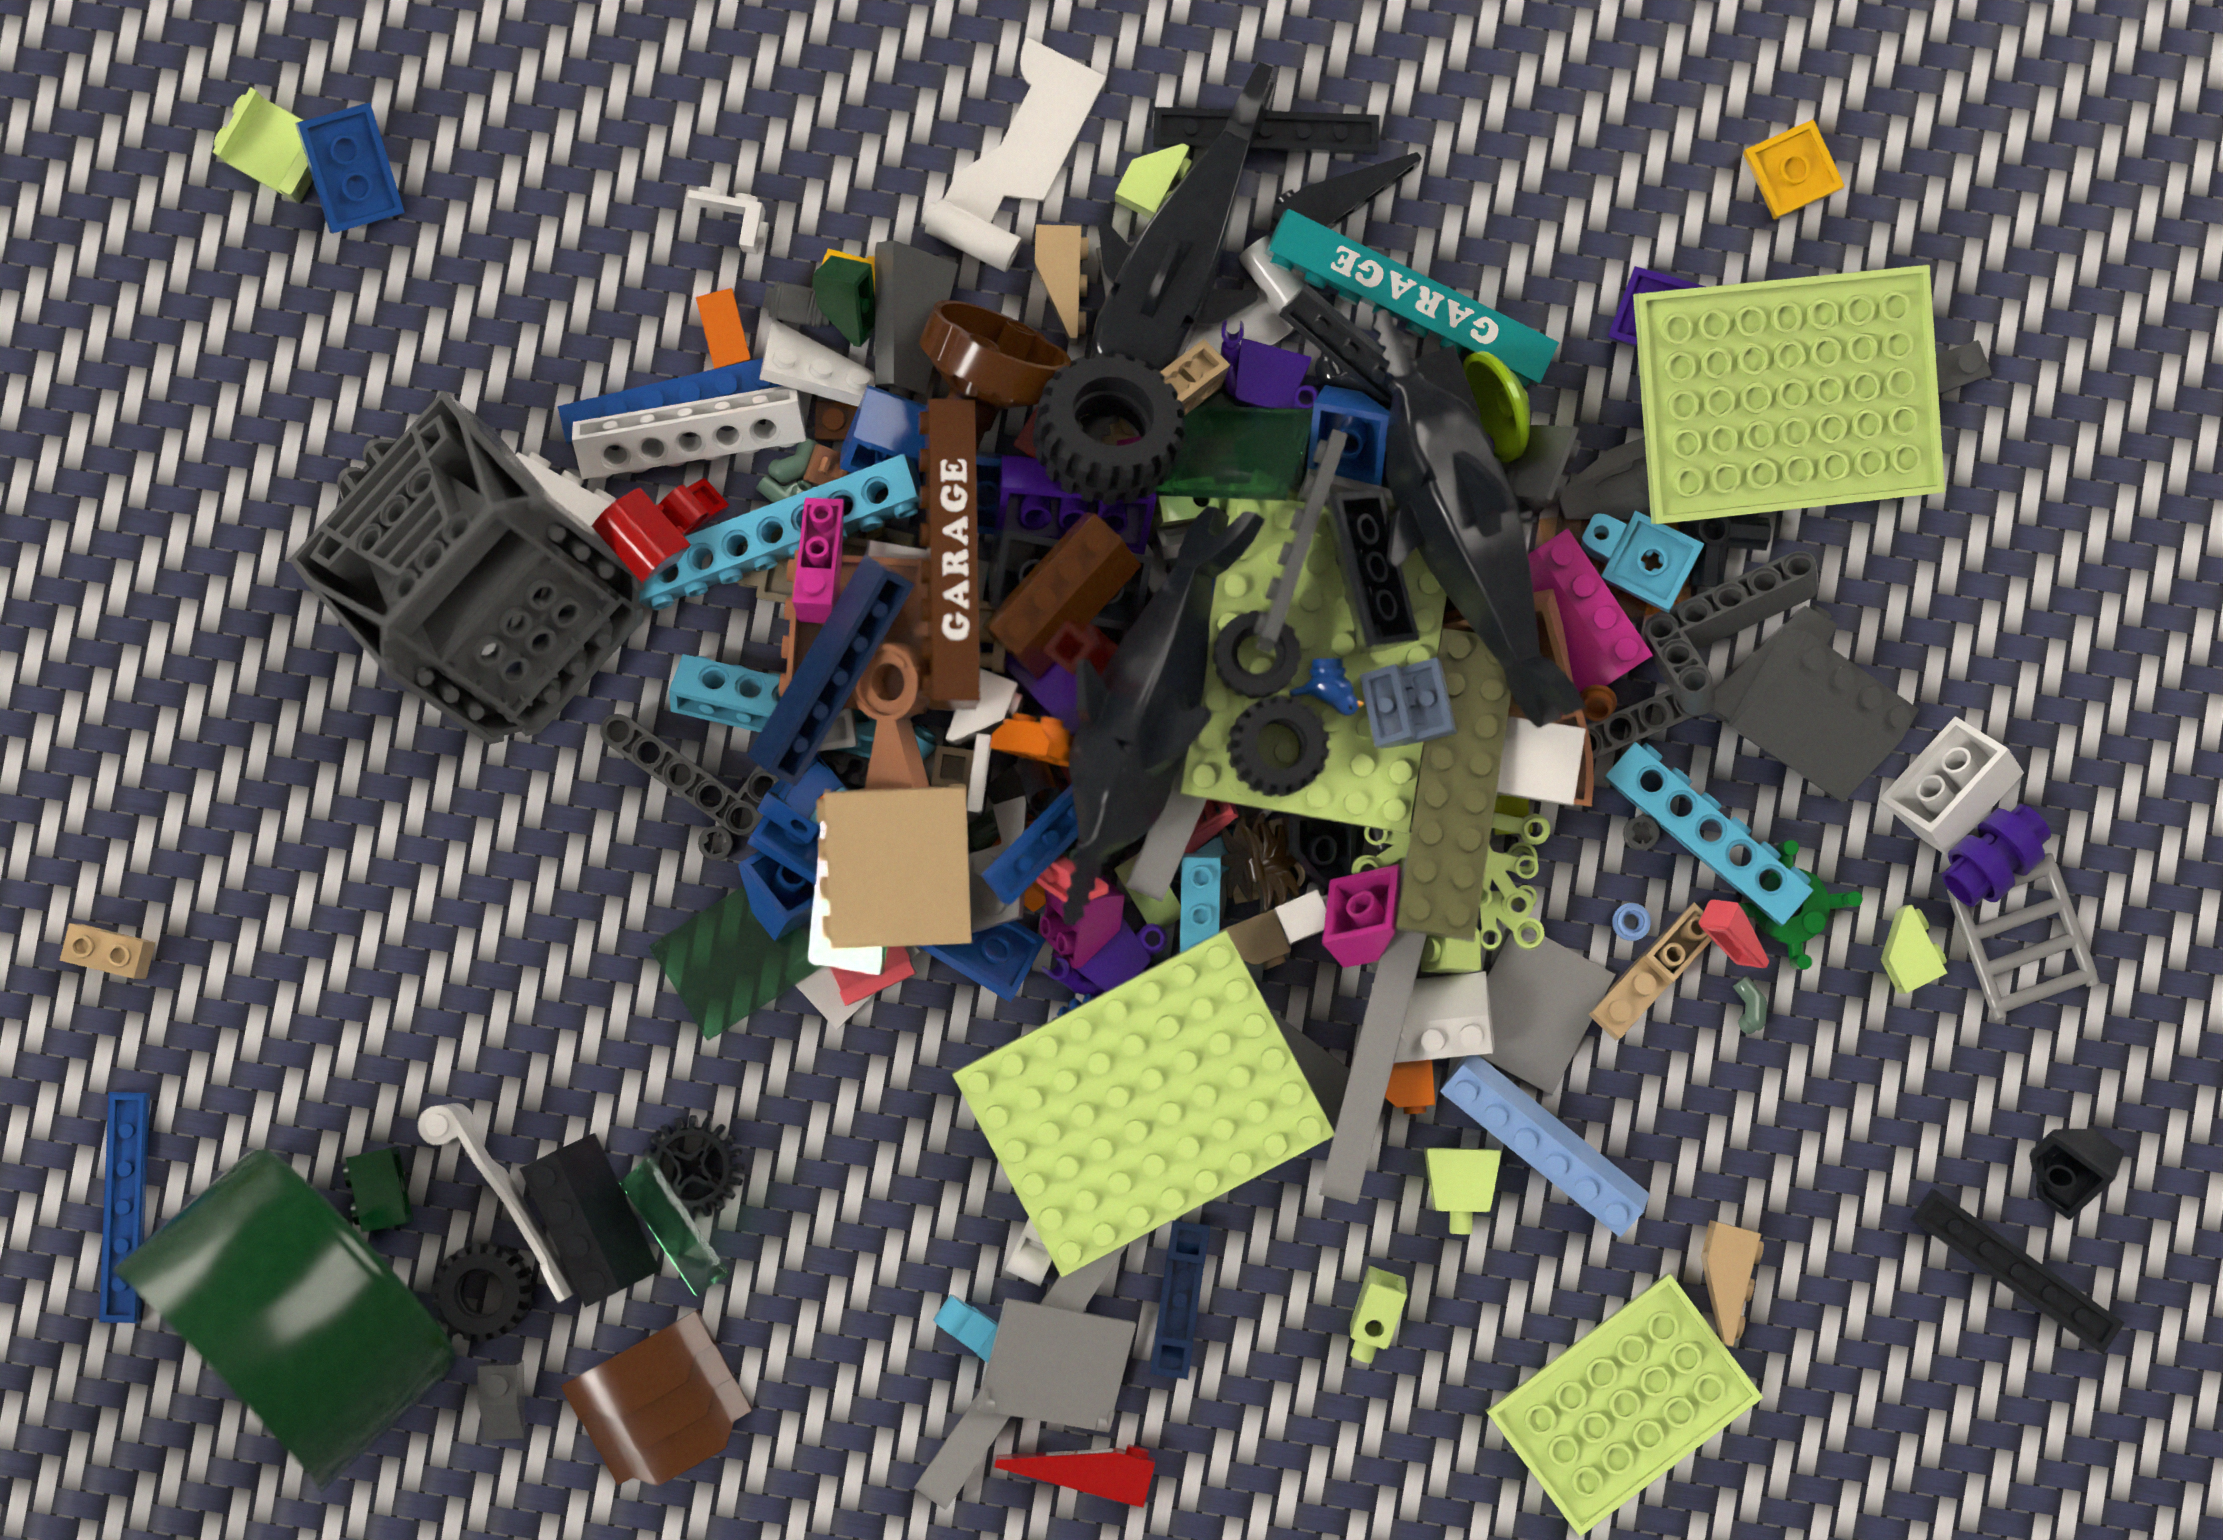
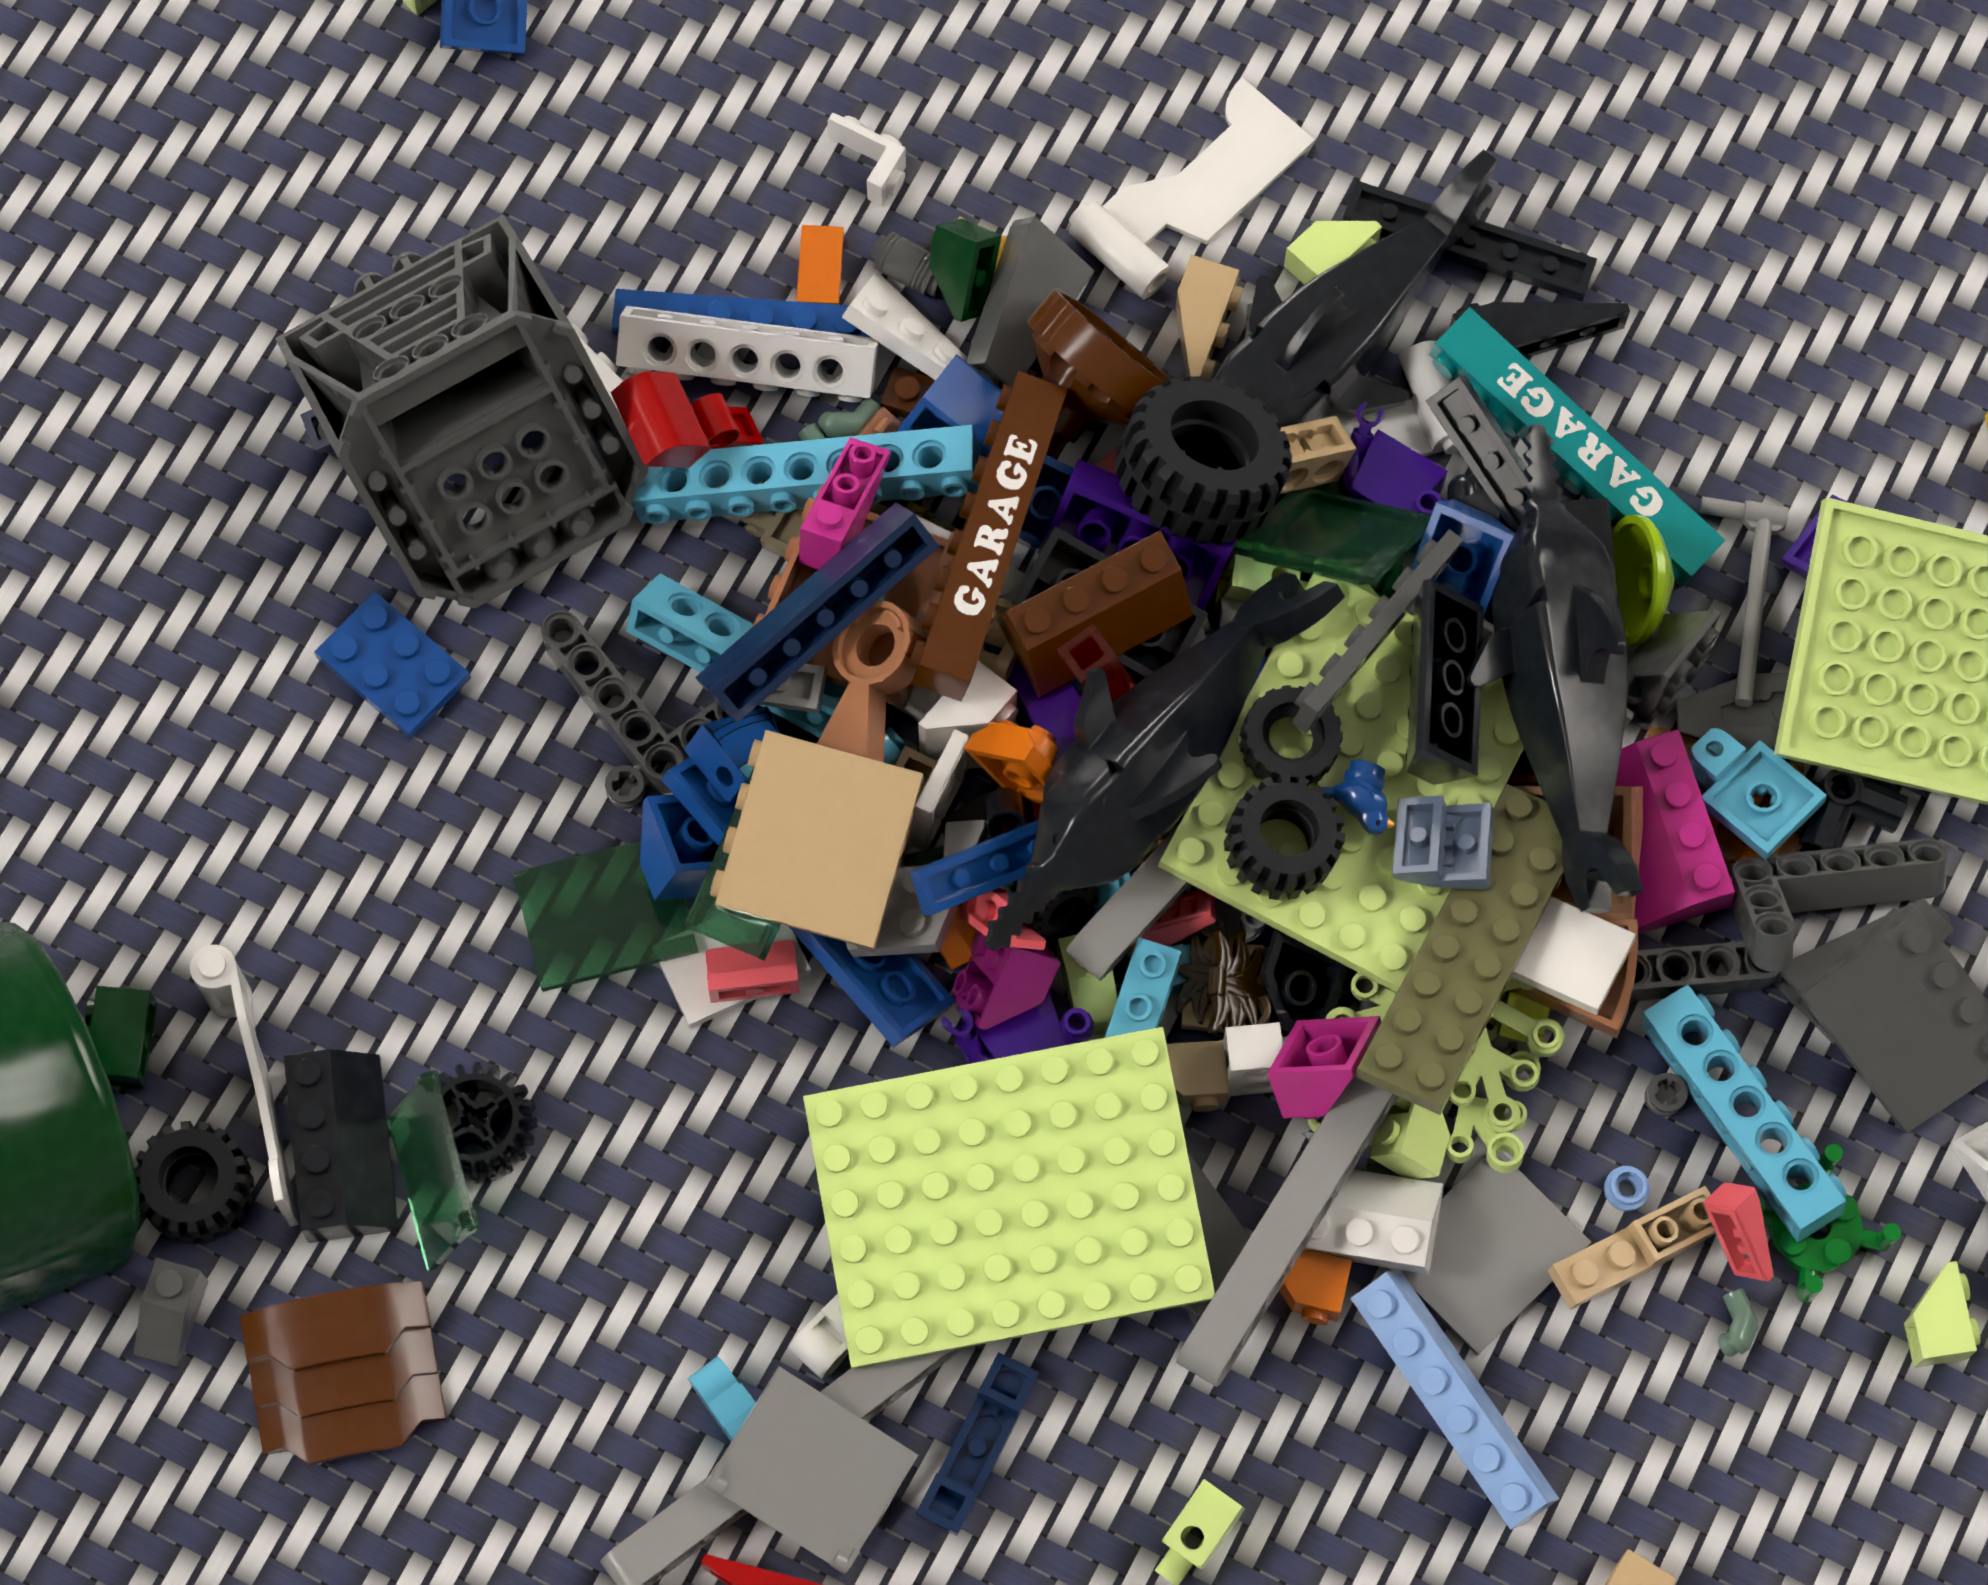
camera: 15 degrees right, 15 degrees down
(487, 799) = (392, 665): none -> blue plate
(1462, 1183) = (1344, 1415): yellowish green torso -> none
(1585, 307) = (1764, 521): none -> light grey bar
(1599, 702) = (1658, 927): dark orange plate -> none

